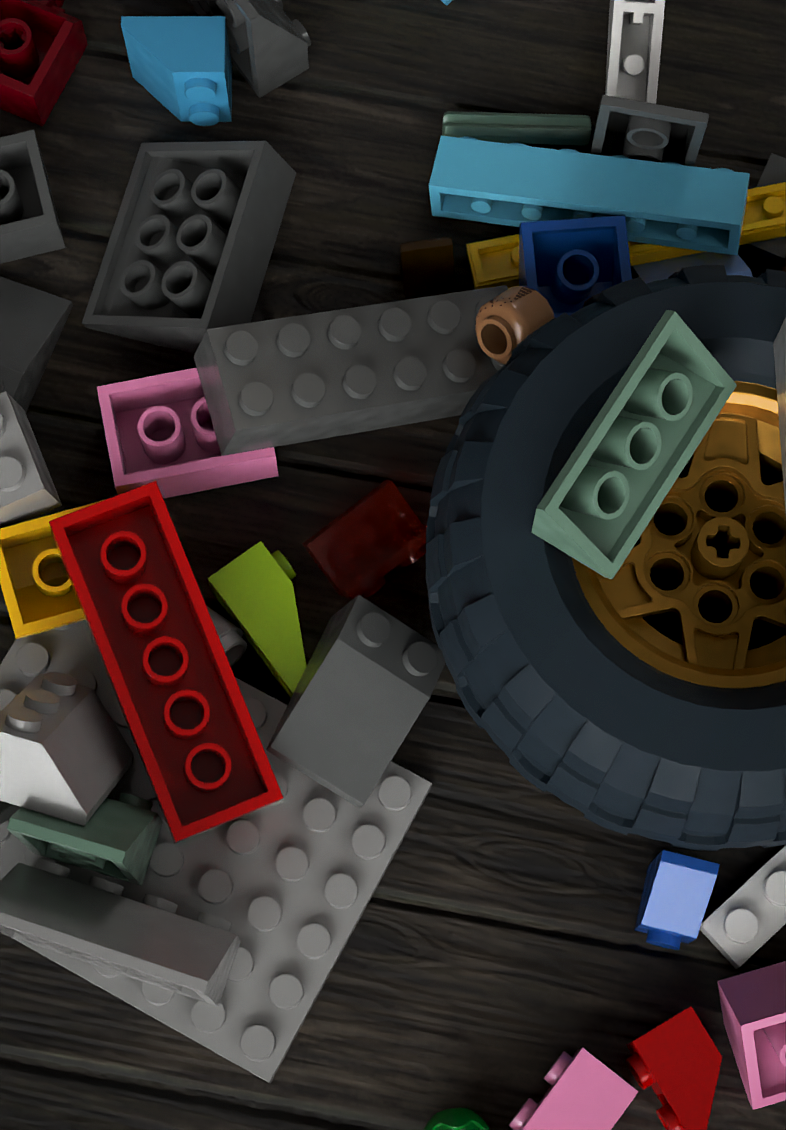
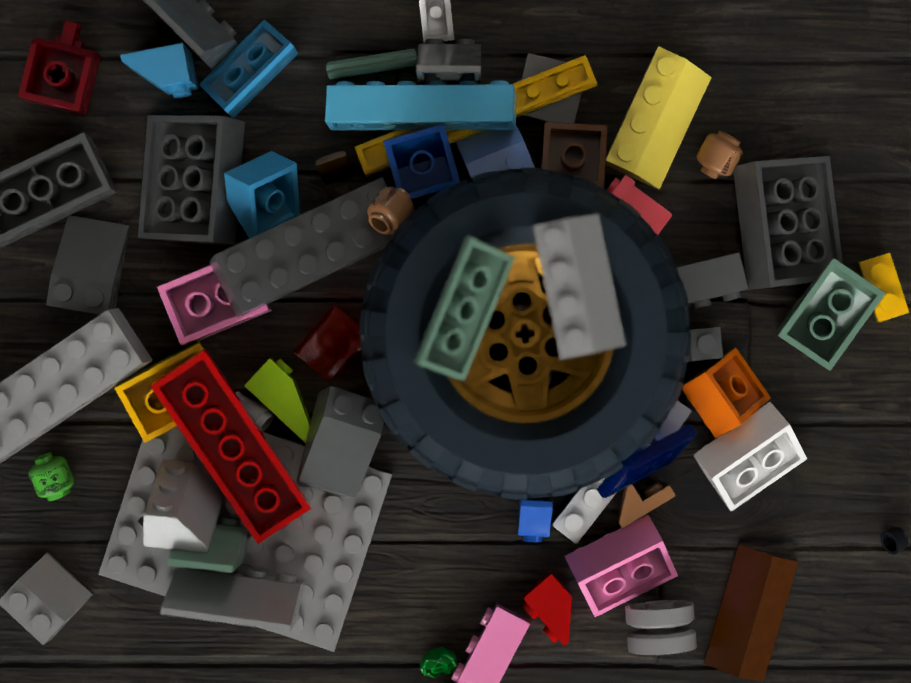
camera: 15 degrees left, 15 degrees up
(303, 268) = (263, 192): none -> dark azure slope
(324, 99) = (249, 68): none -> dark azure slope

